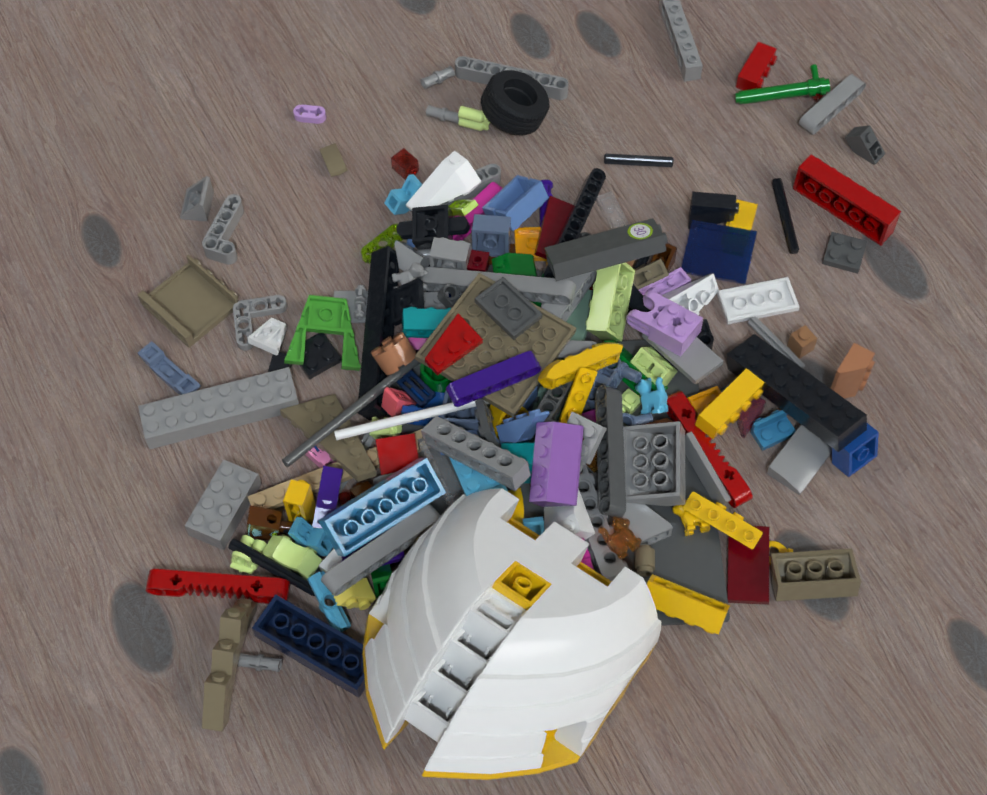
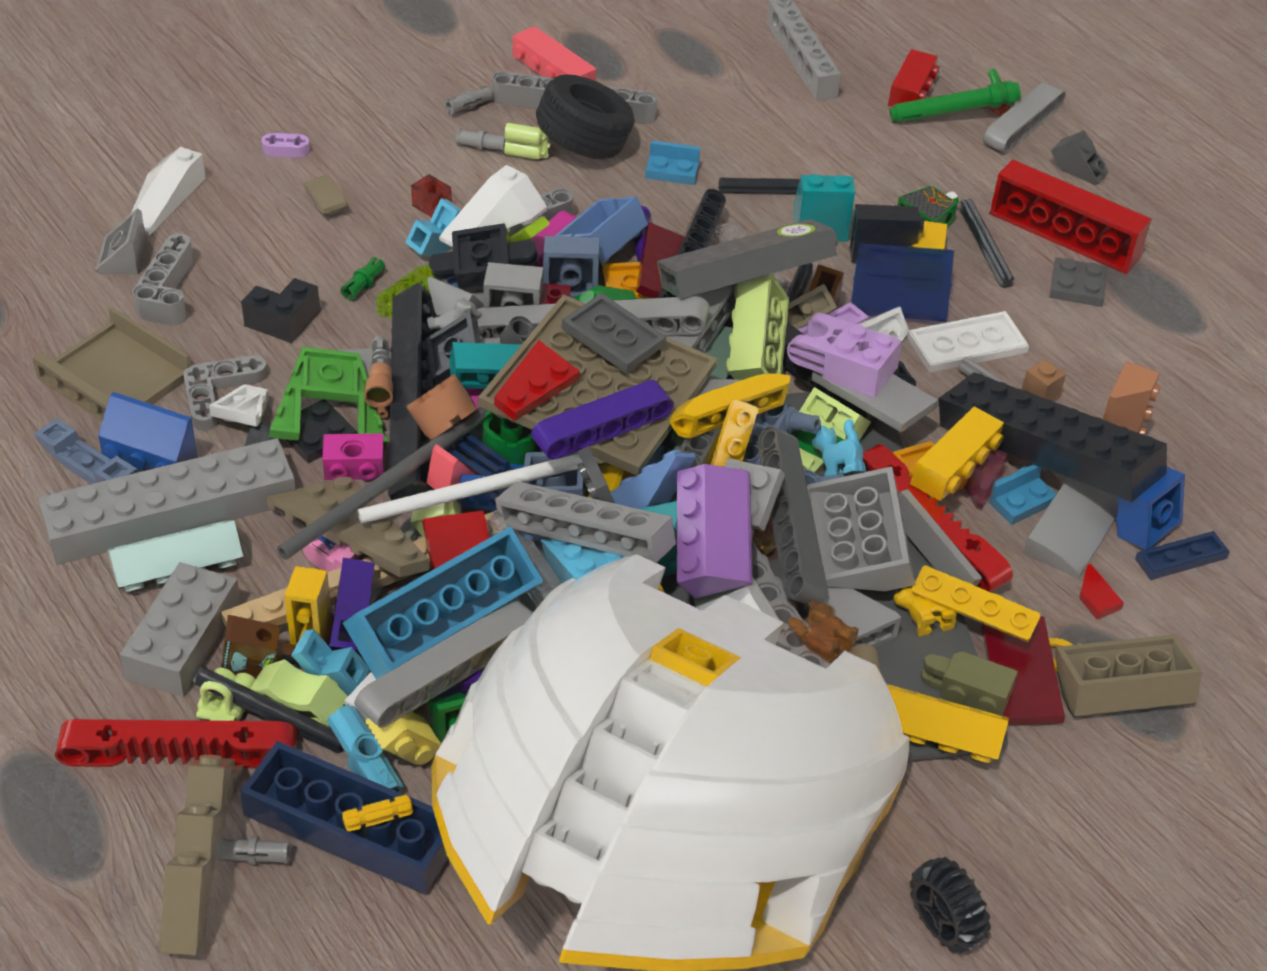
camera: 10 degrees left, 15 degrees down
(207, 360) = (145, 434): none -> slope
(227, 151) = (169, 186): none -> white wedge
(227, 445) = (160, 555): none -> light aqua slope
(299, 261) = (284, 313): none -> black brick
(329, 373) = (353, 456): none -> dark pink brick
(331, 650) = (377, 812): none -> yellow axle
(354, 232) = (362, 278): none -> green pin
(356, 328) = (379, 388): none -> nougat piece
(499, 43) = (549, 56): none -> coral brick
(574, 139) = (673, 162): none -> dark azure bracket
(671, 733) = (950, 904): none -> black gear
(672, 188) = (826, 201): none -> teal slope
(712, 575) = (970, 681): none -> olive hinge
(748, 186) = (932, 204): none -> torso
(809, 509) = (1098, 594): none -> red tile
(872, 482) = (1182, 555): none -> dark blue tile

